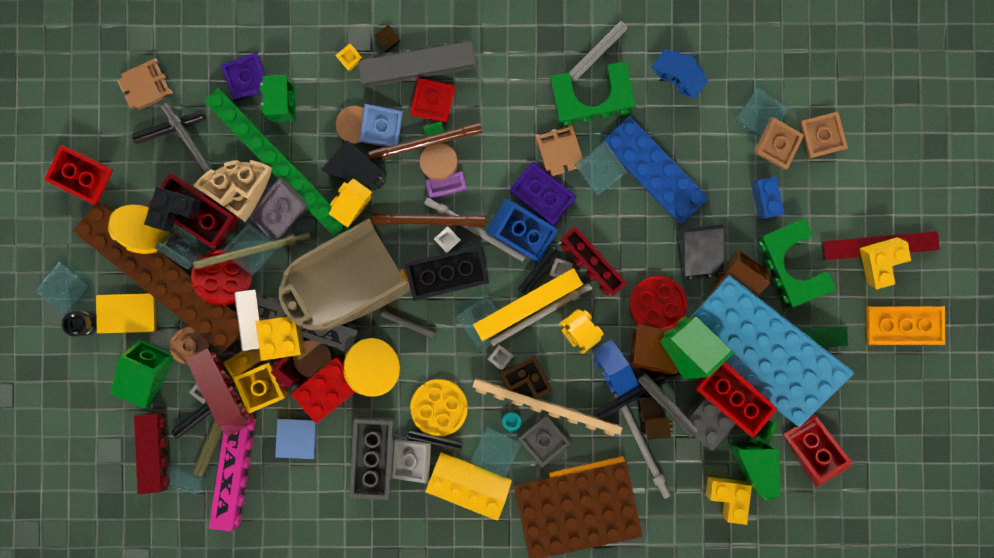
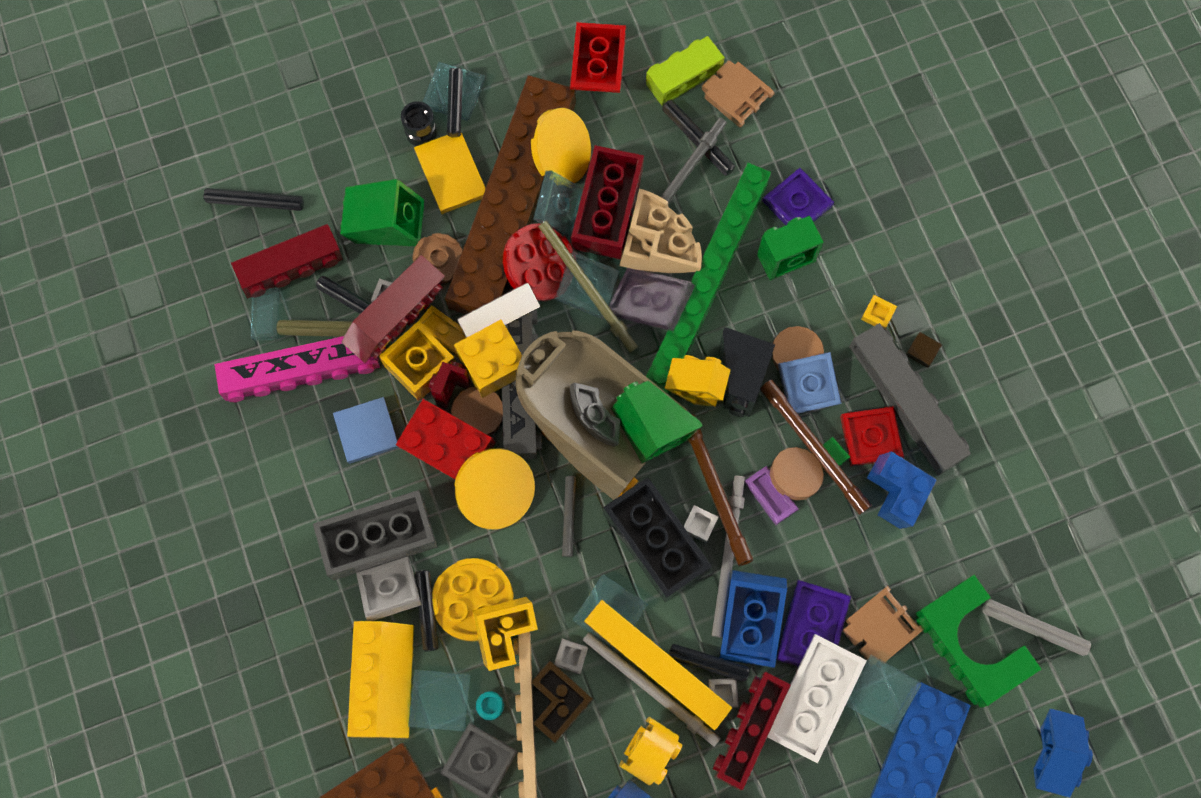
camera: 65 degrees right, 15 degrees down
(72, 291) = (454, 102): none -> black axle
(92, 460) = (253, 199): none -> black axle
(112, 115) = (684, 70): none -> lime brick
(166, 206) = (601, 165): black brick -> none
(347, 283) = (594, 415): none -> dark grey tile
(366, 244) = (653, 420): none -> green slope
(463, 397) = (497, 625): none -> yellow brick
(476, 93) = (906, 487): none -> blue brick
(587, 211) = (816, 698): none -> white plate

